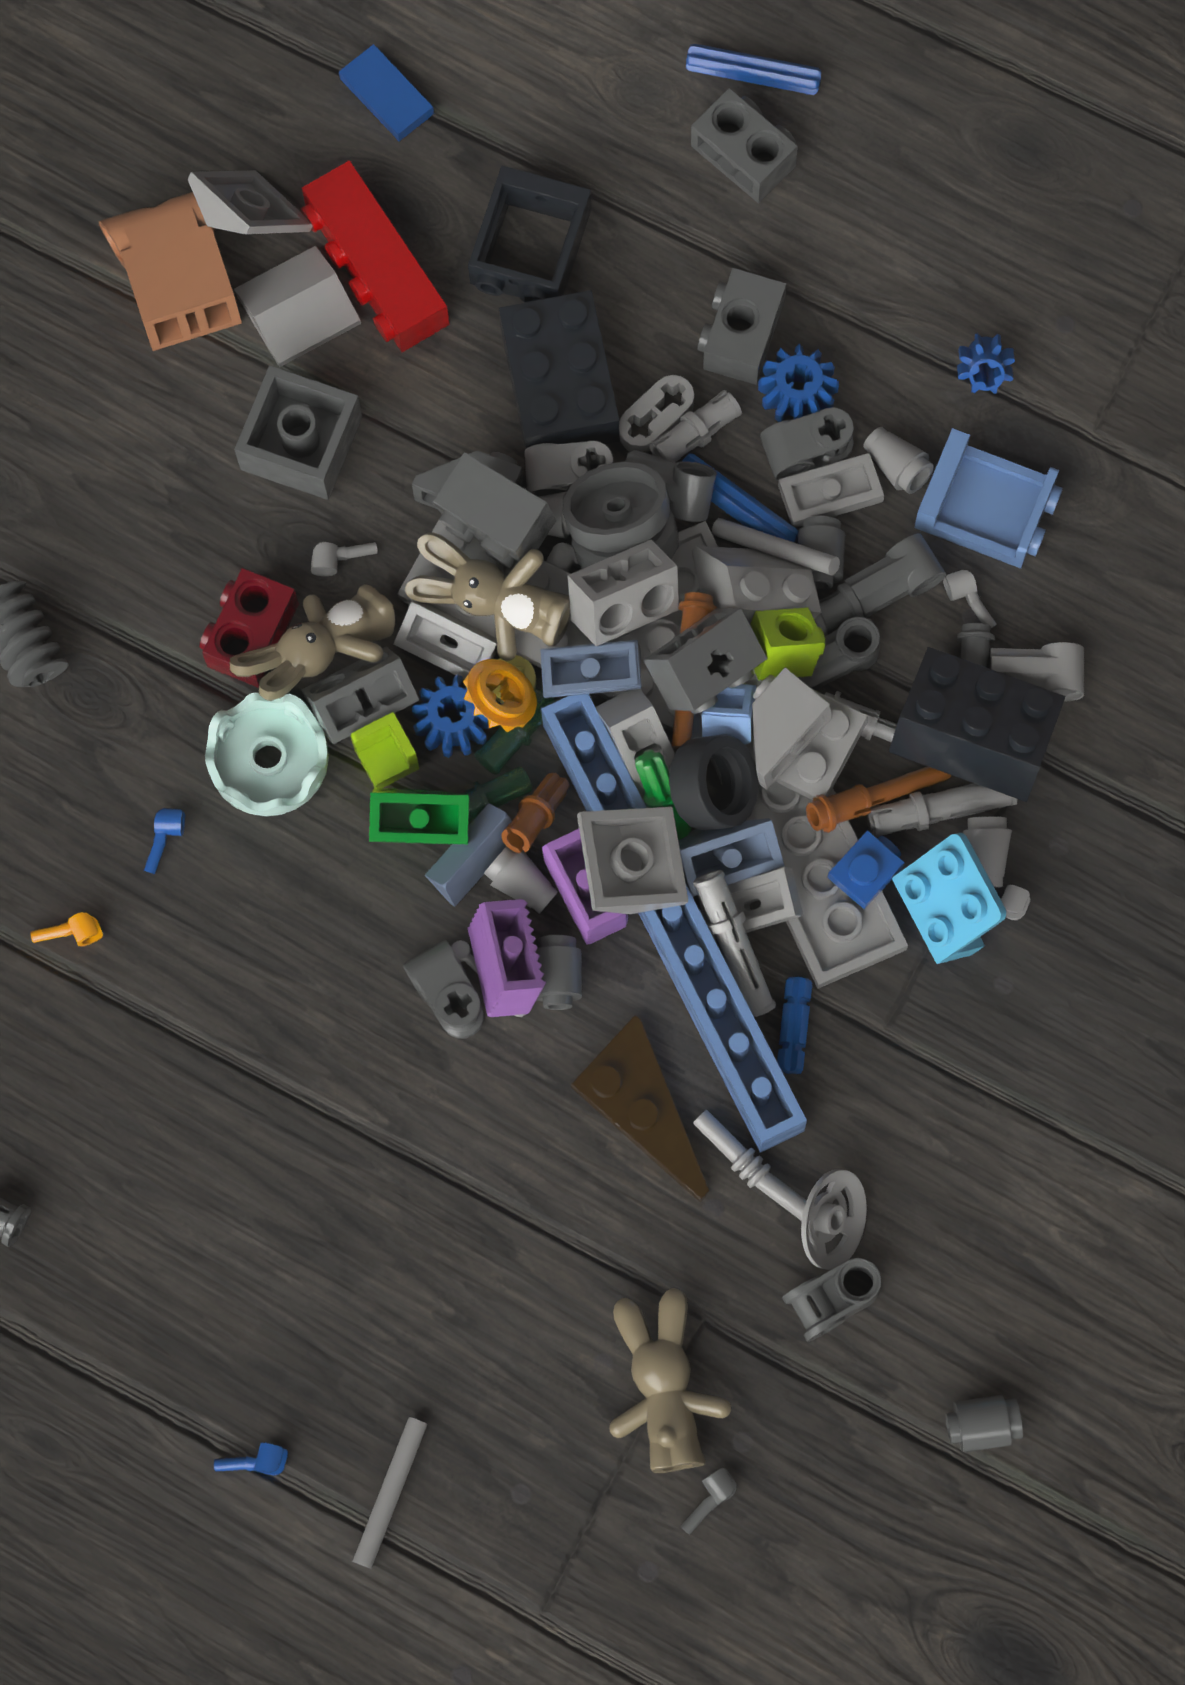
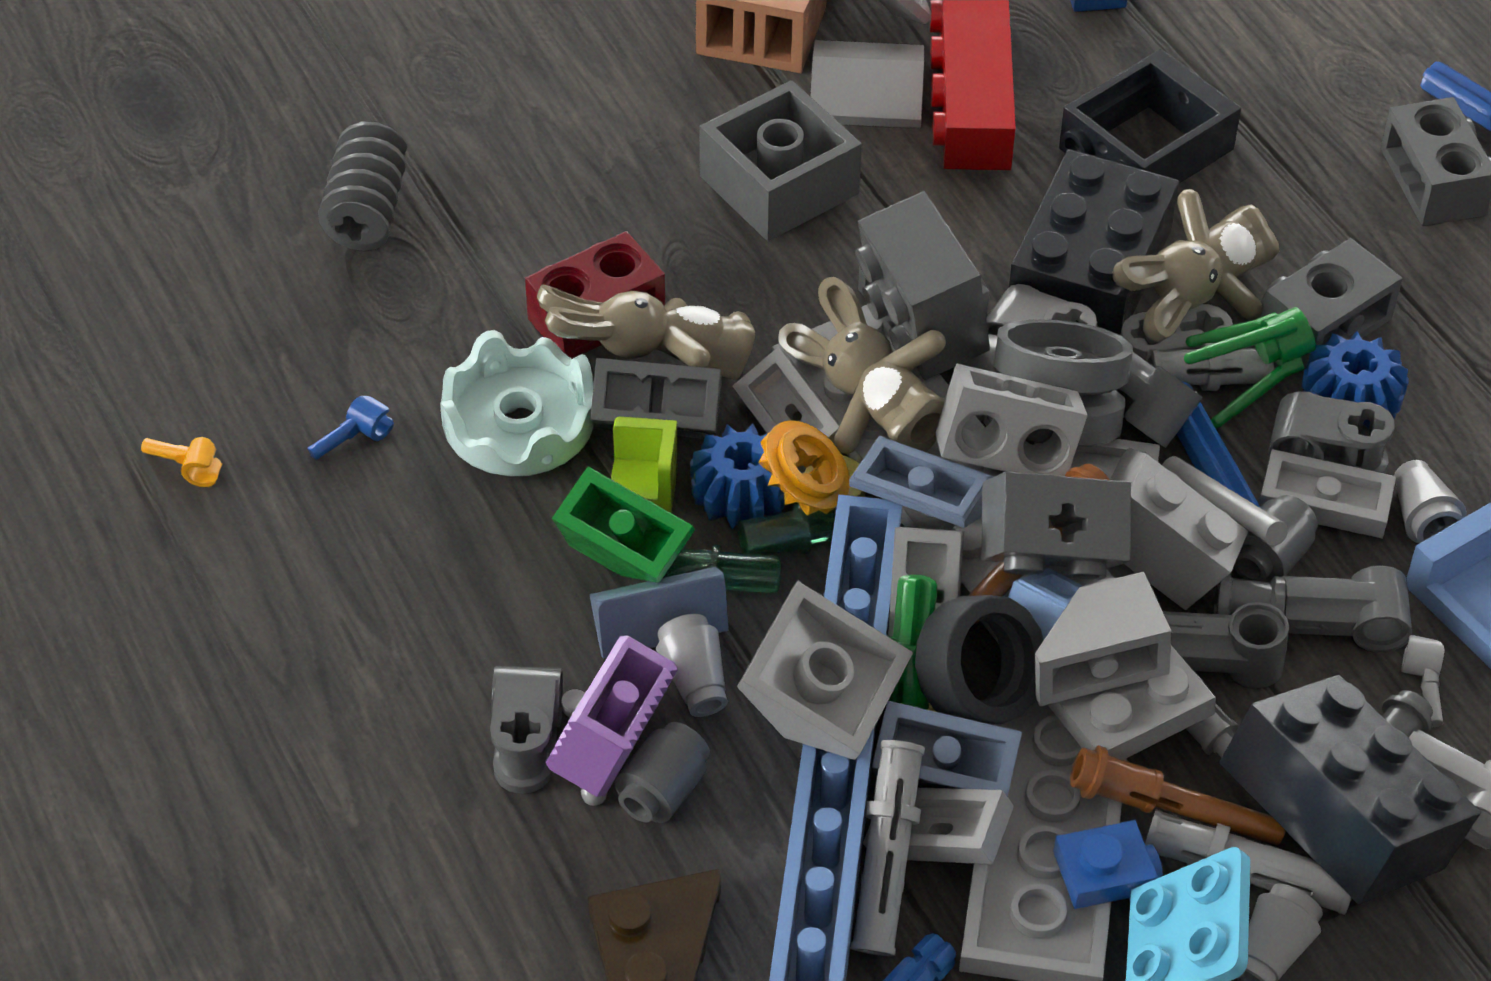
camera: 30 degrees right, 25 degrees down
(327, 554) = (727, 280): light grey hand -> none
(535, 813) = (744, 604): dark orange axle -> none
(567, 867) = (746, 738): medium lavender brick -> none
(645, 364) = (1197, 268): none -> dark tan animal
(738, 390) = (1277, 339): none -> green plant
(788, 641) = (1176, 568): lime brick -> none

